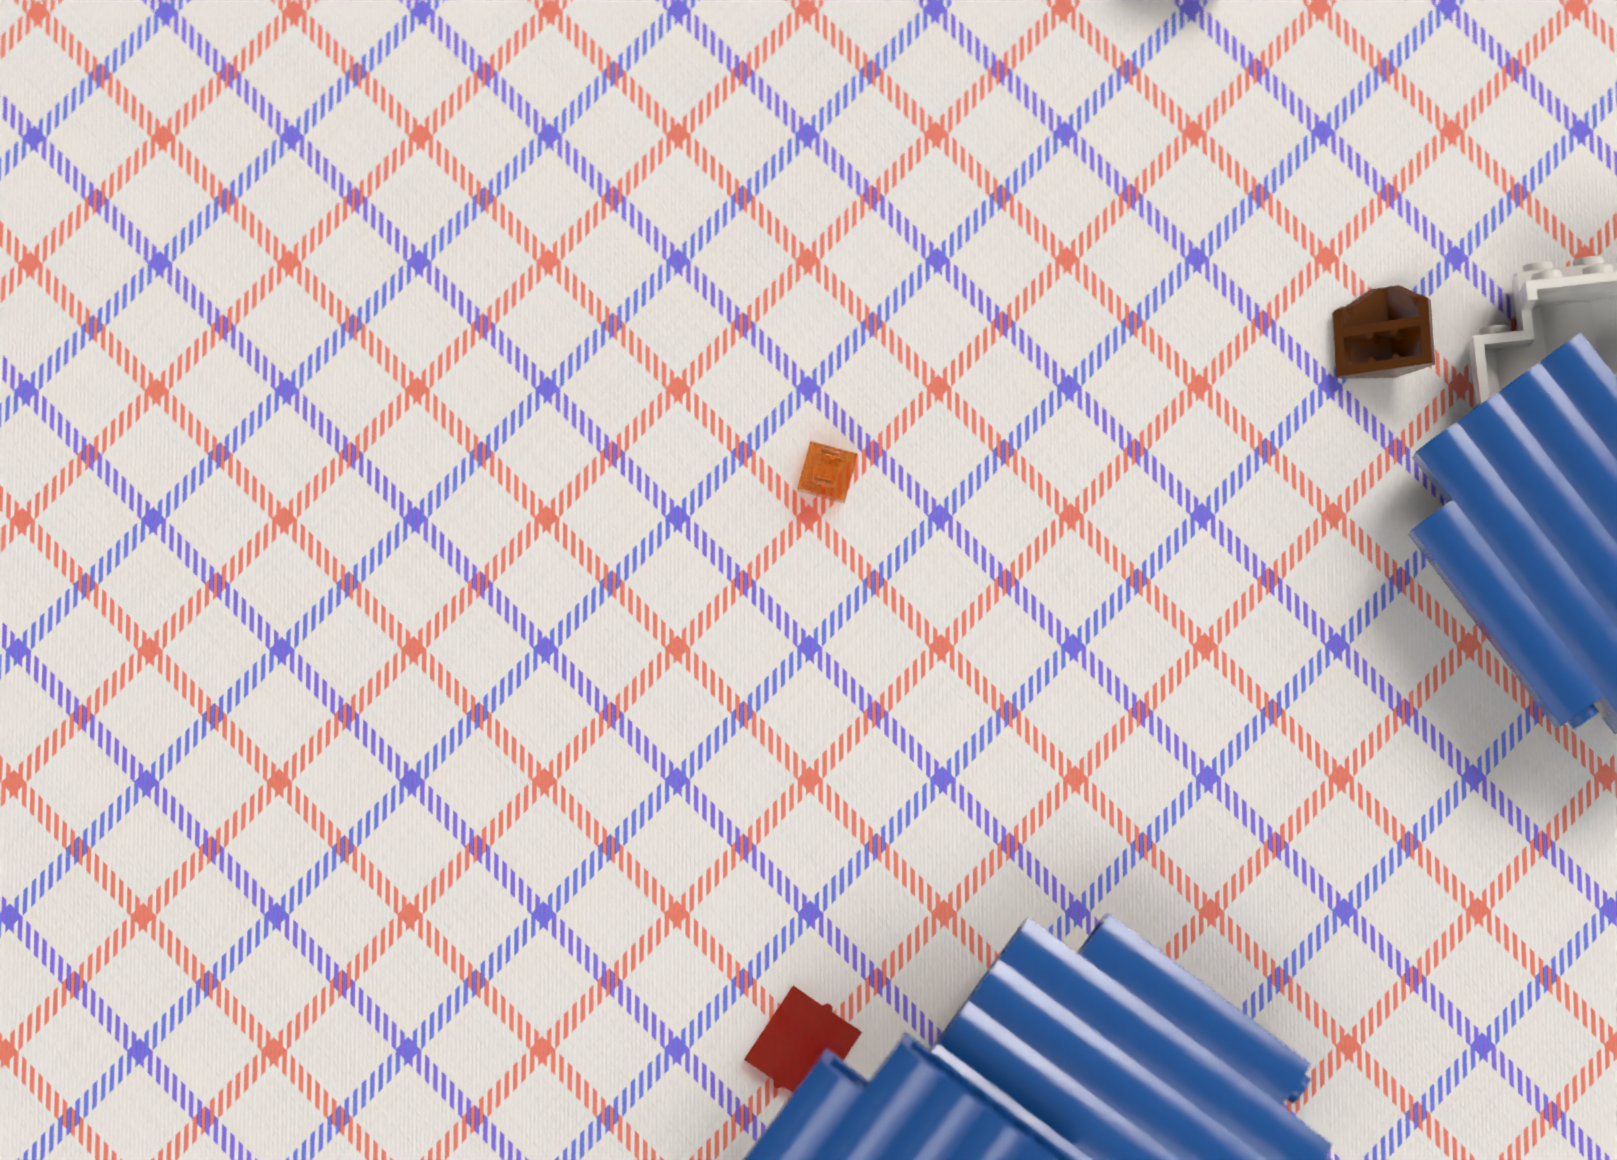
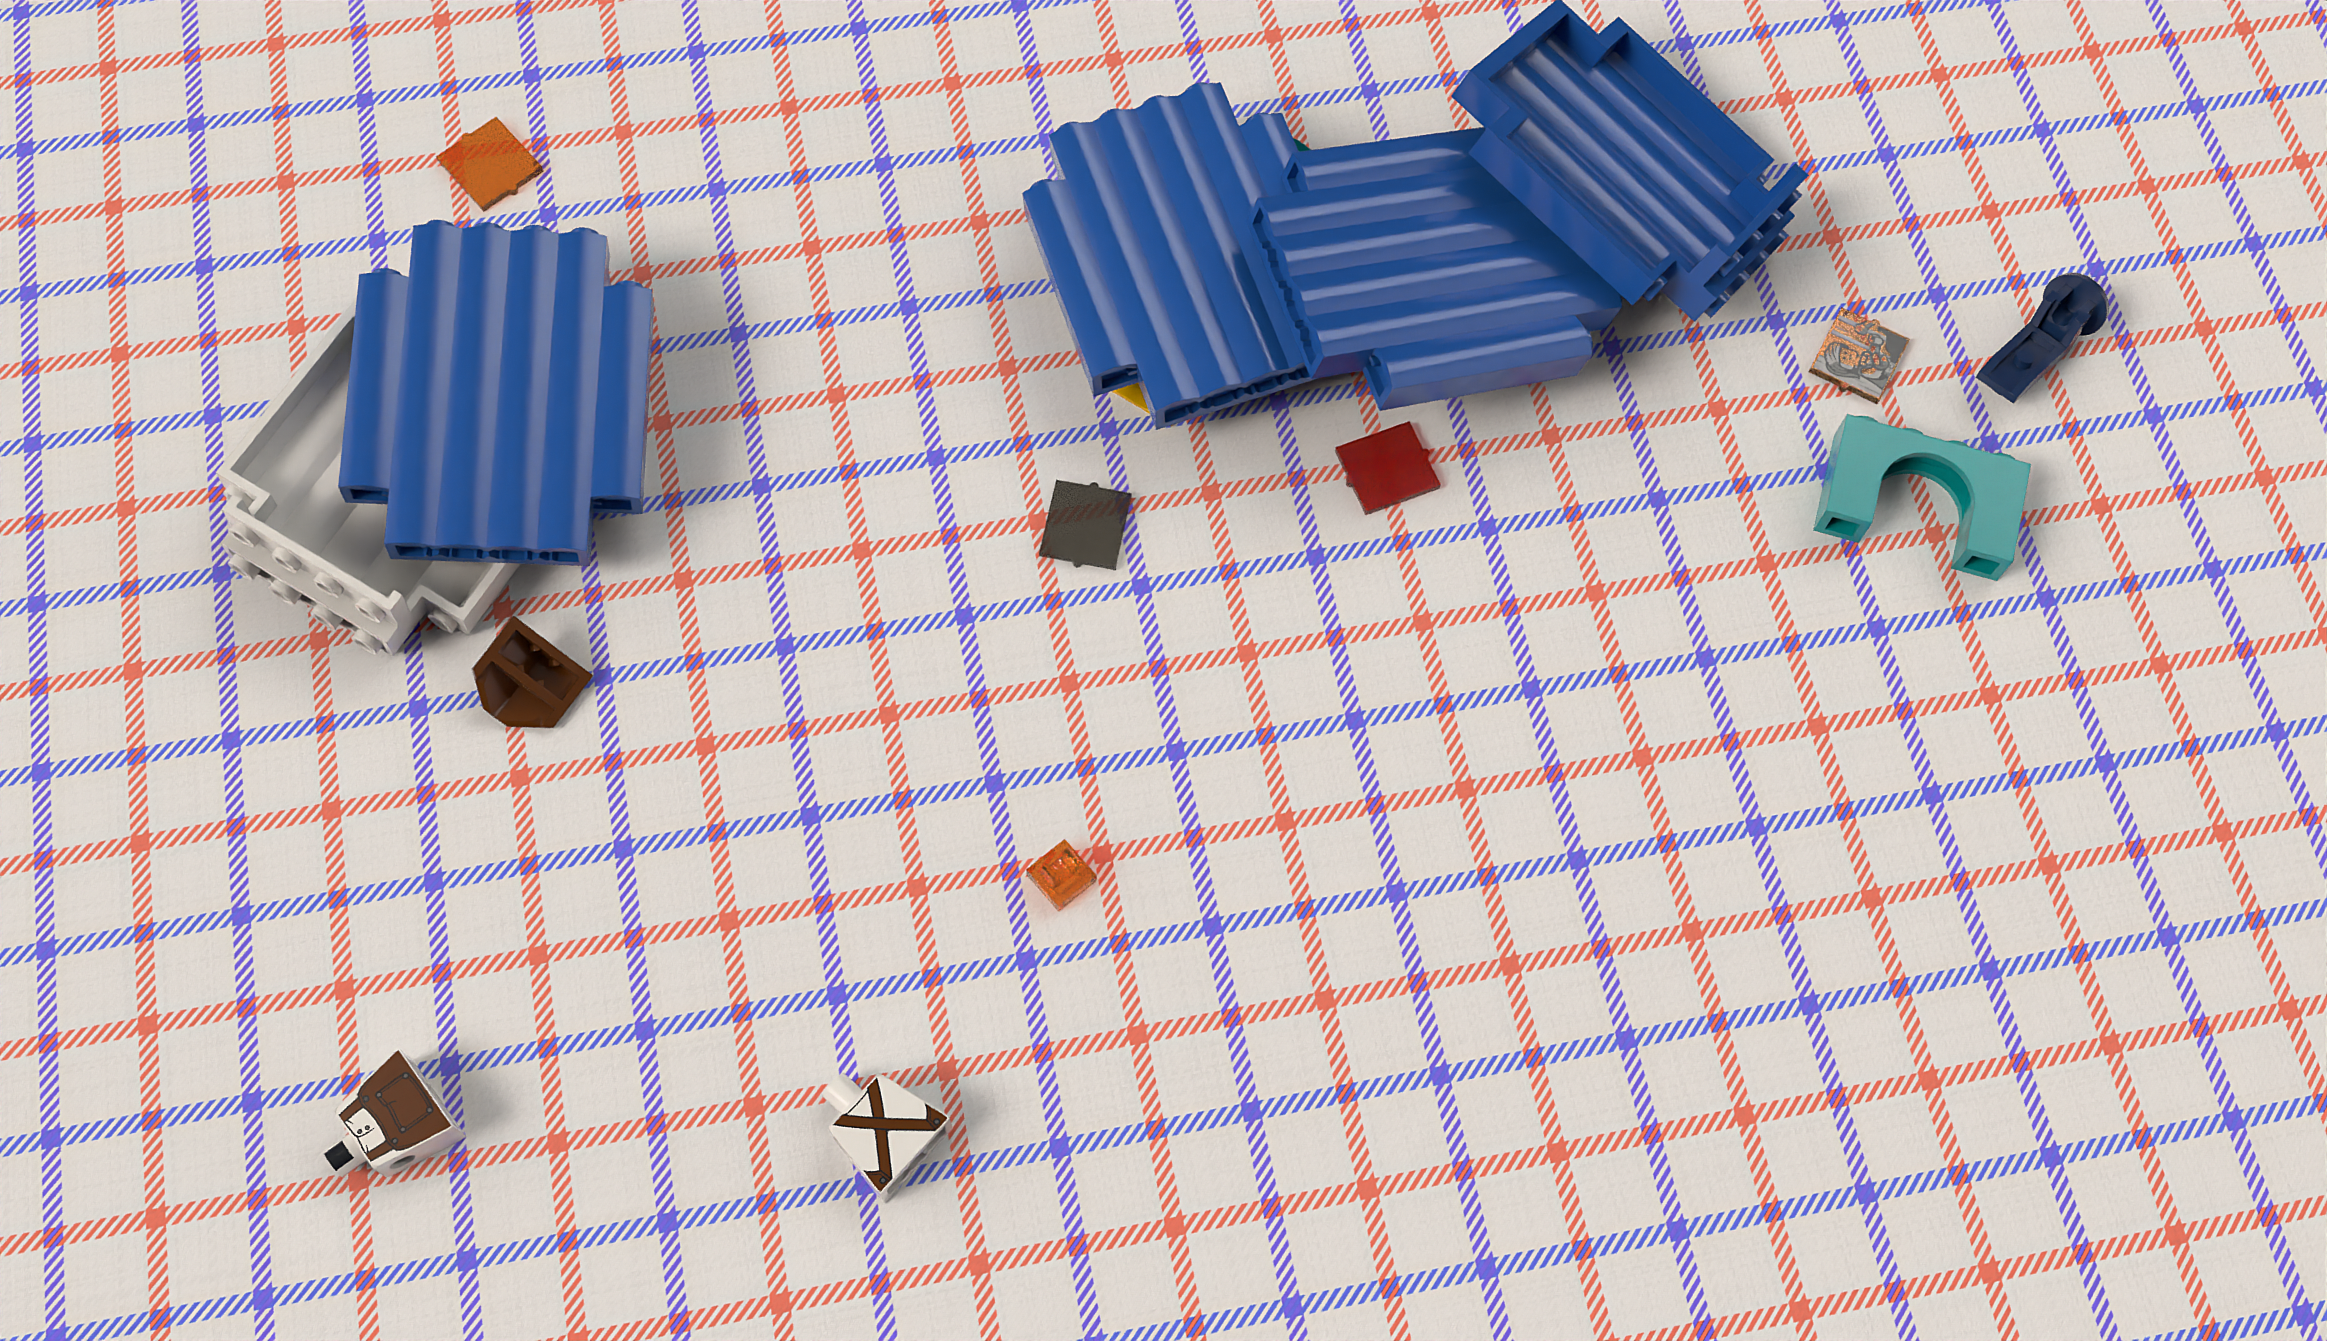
camera: 150 degrees left, 15 degrees down
(818, 173) = (884, 1130): none -> white torso
(1030, 802) = (1085, 524): none -> clear smoke piece

